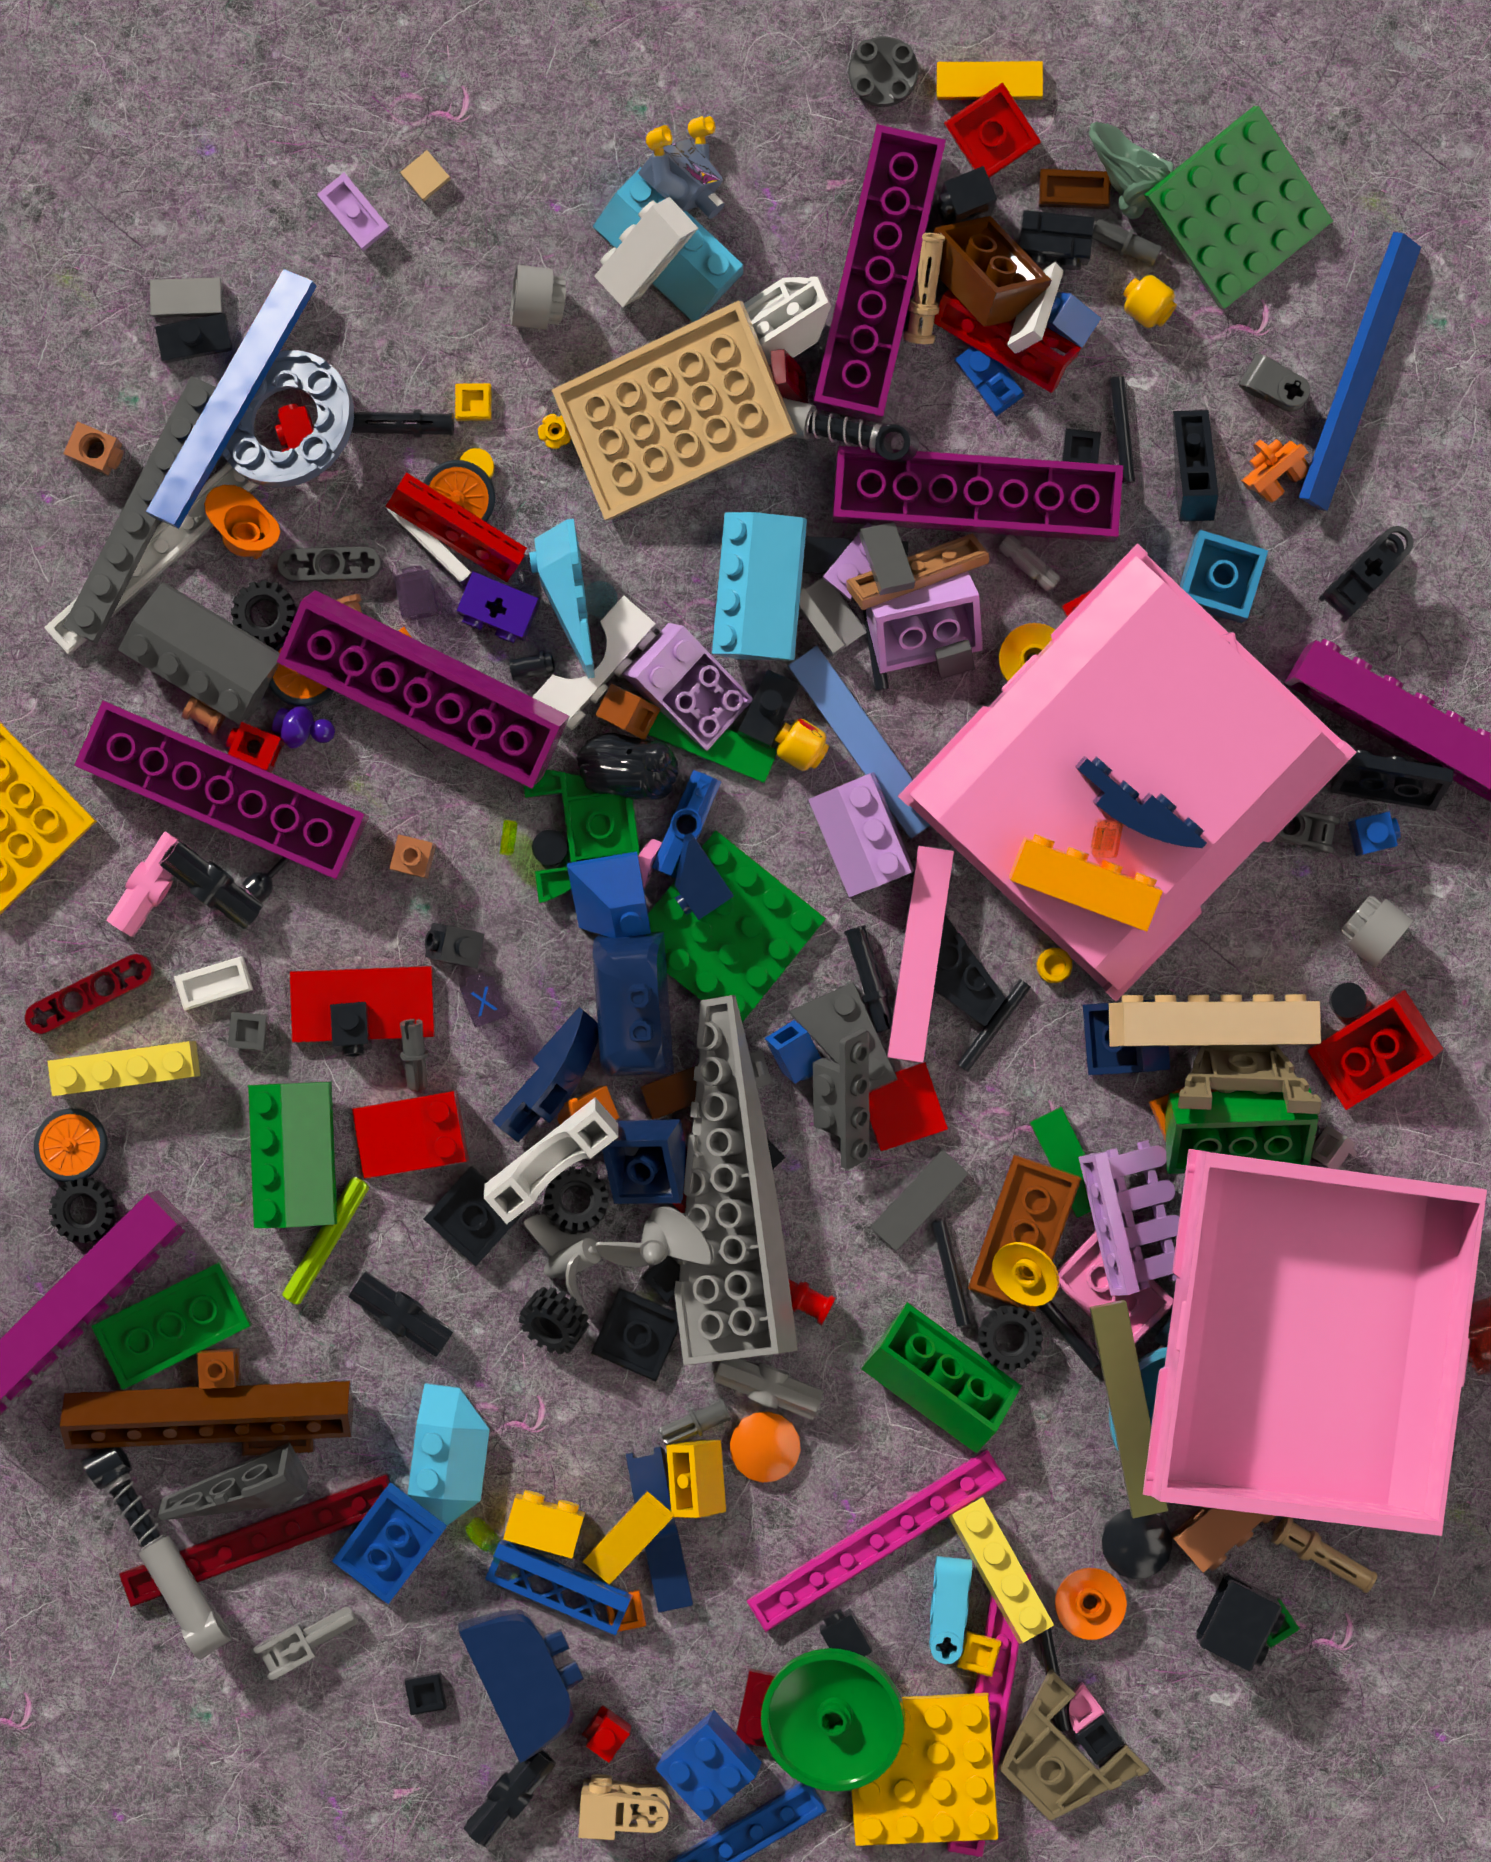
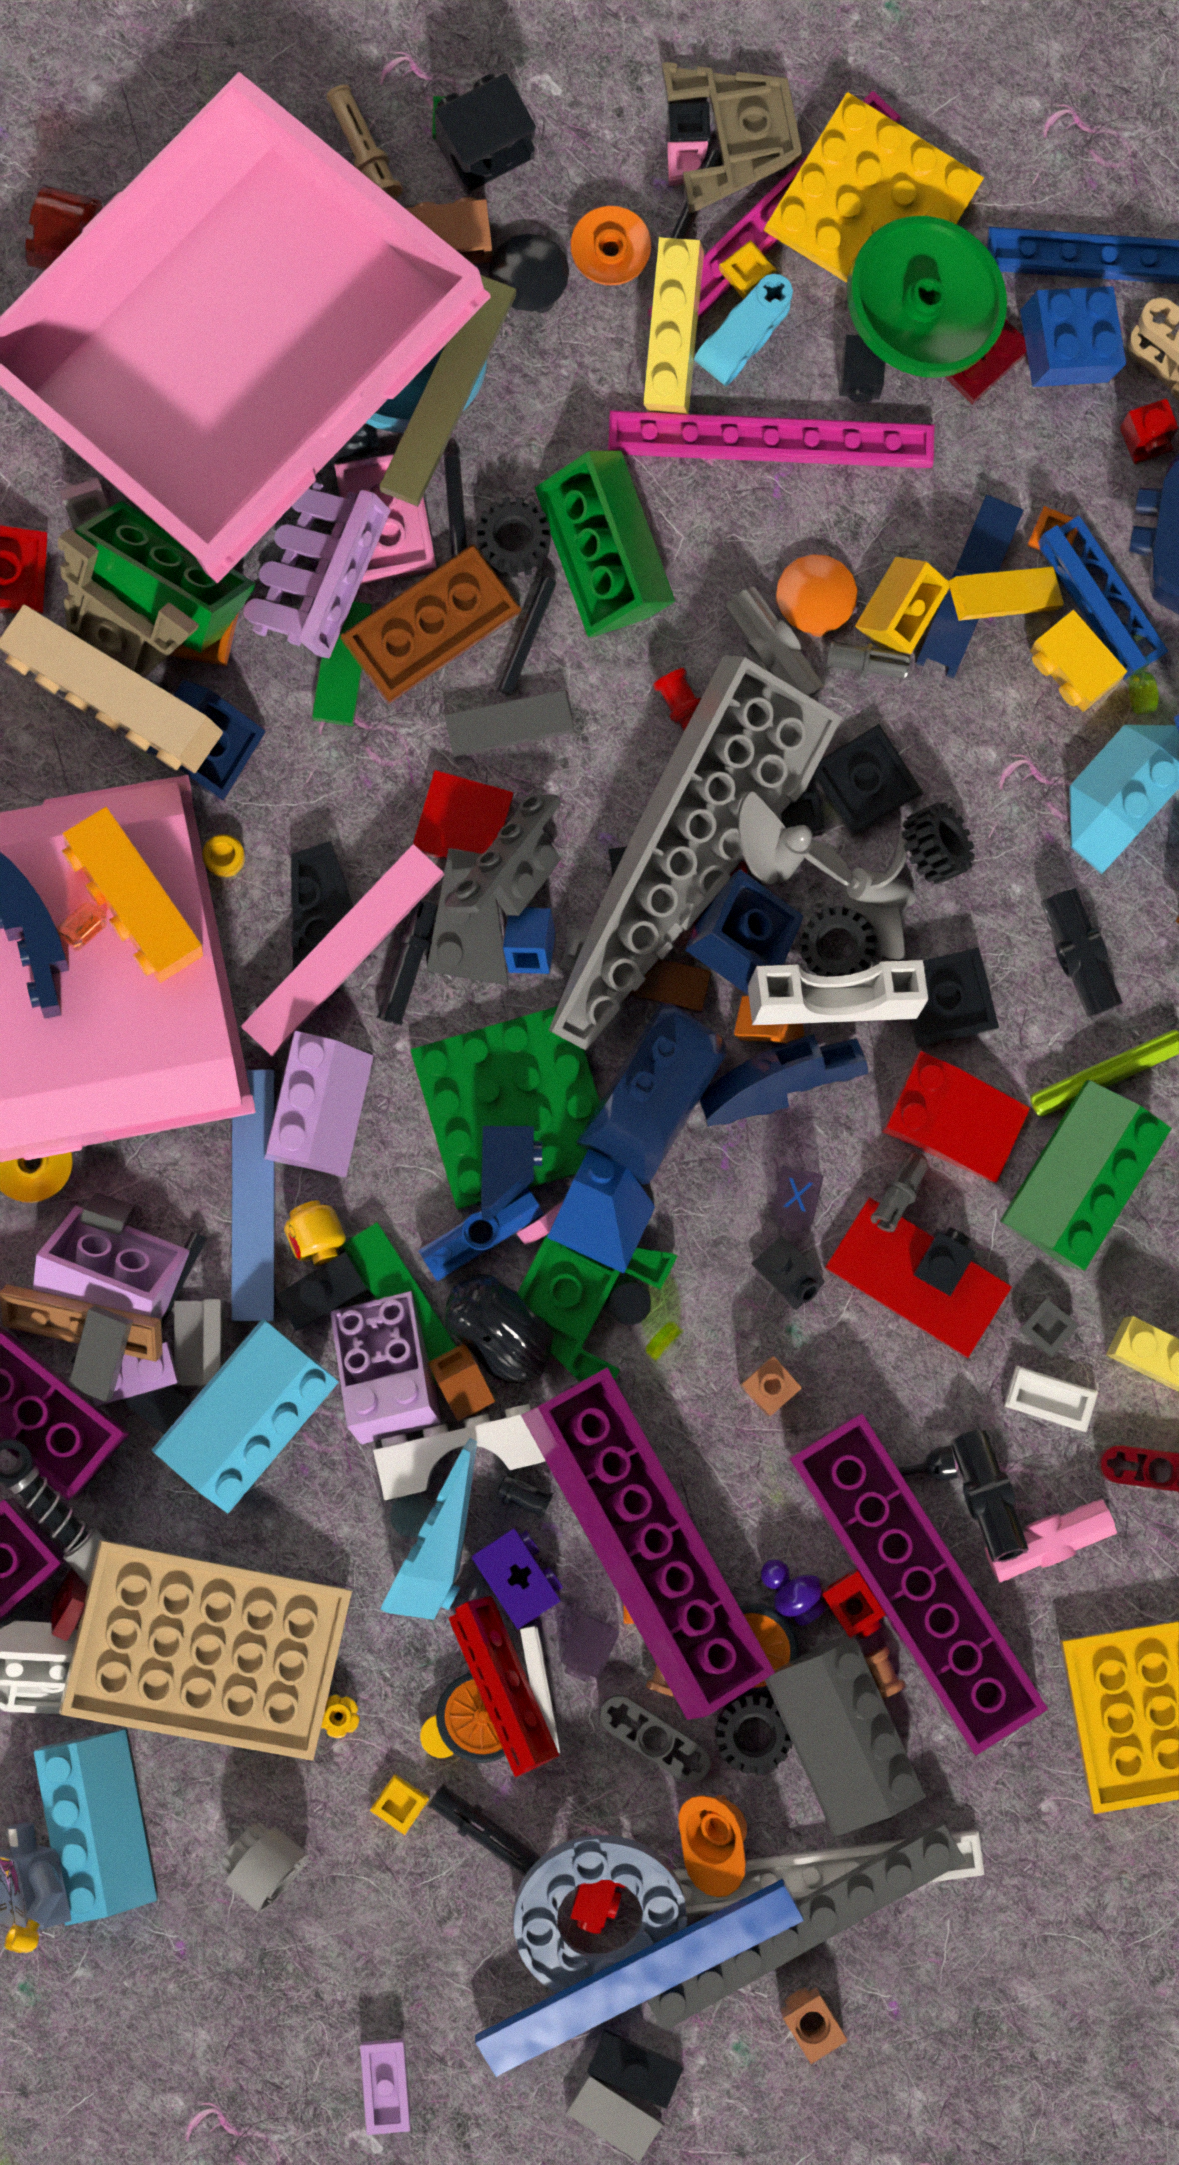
camera: 145 degrees left, 5 degrees down
(425, 175) = (288, 2072): tan tile -> none
(645, 250) = (119, 1835): white brick -> none
(994, 1025) = (334, 834): black bar -> none
(1025, 1274) = (456, 579): yellow dish -> none

